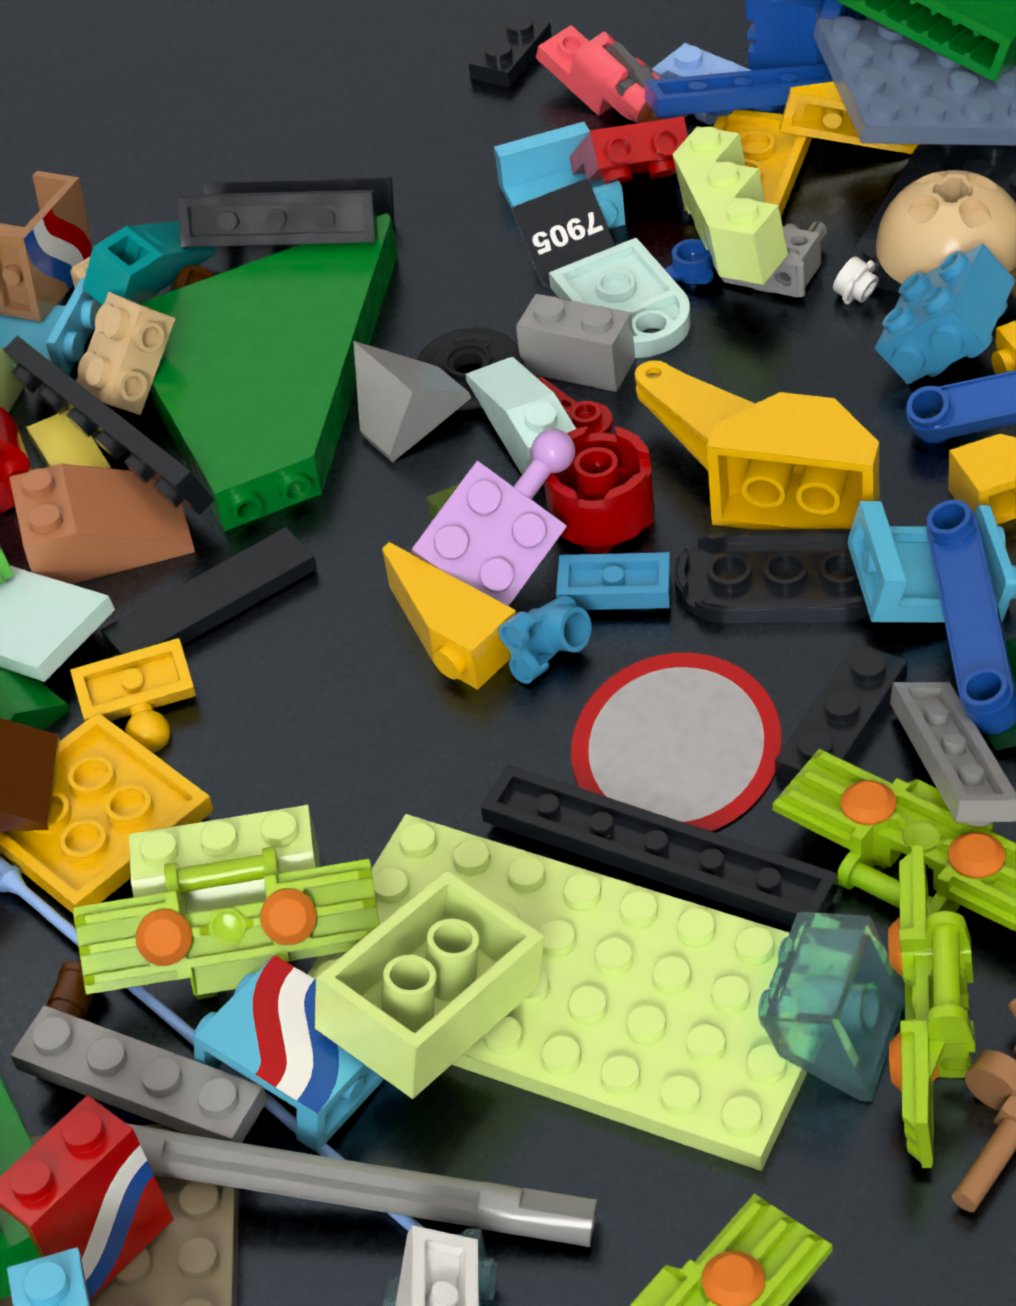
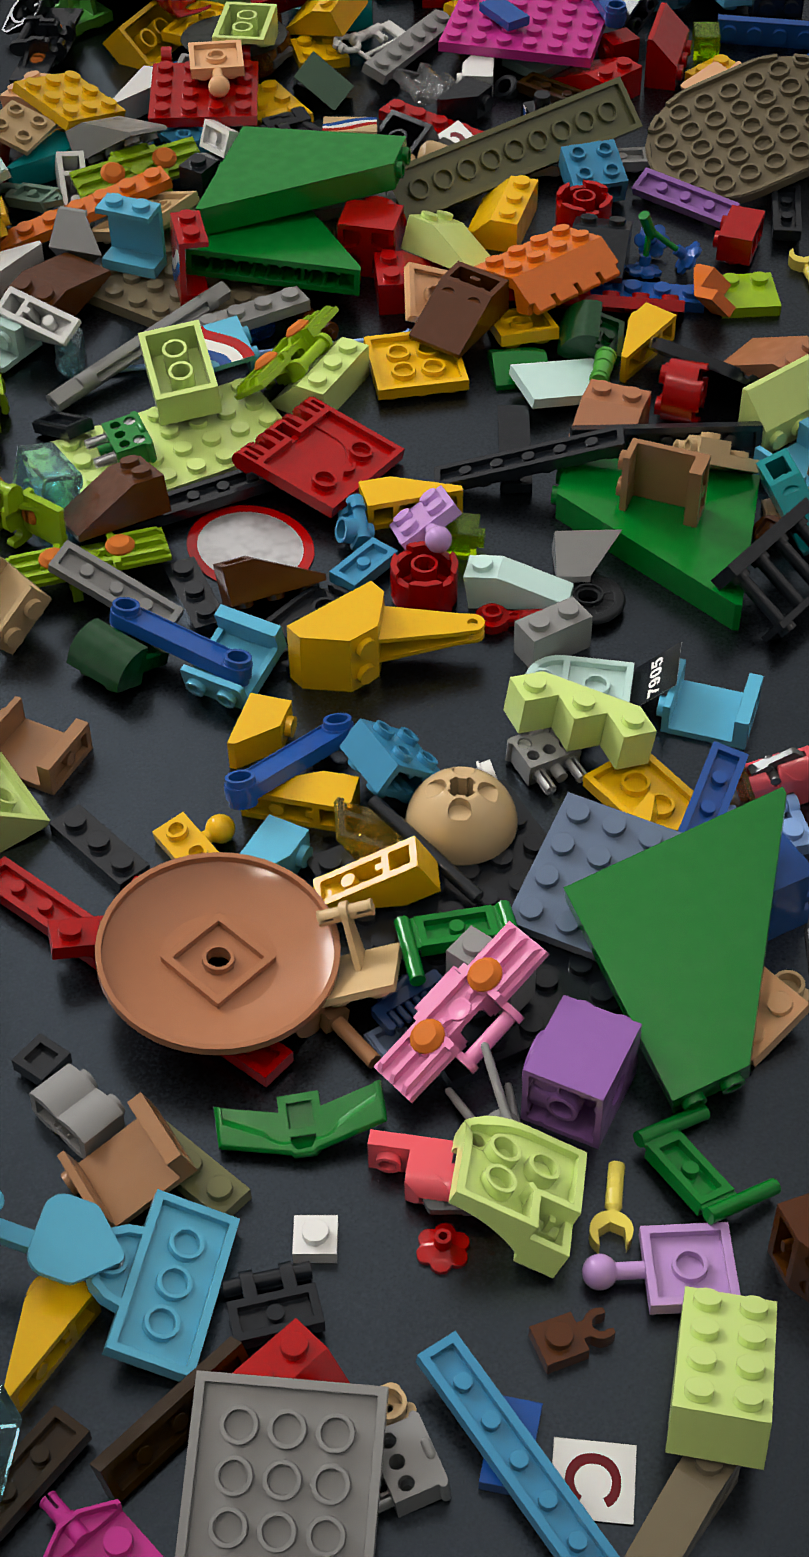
camera: 120 degrees right, 0 degrees up
(134, 687) = (475, 403): yellow plate -> none
(251, 316) = (664, 476): none -> medium nougat panel
(273, 511) = (534, 459): none -> black plate
(436, 737) = (318, 455): none -> red hinge
(629, 150) = (691, 721): red plate -> none
(637, 971) = (120, 439): none -> green piece
(650, 1136) = (63, 425): none -> black tile
(752, 635) = (251, 579): none -> reddish brown slope
(785, 854) = (118, 498): none -> reddish brown slope

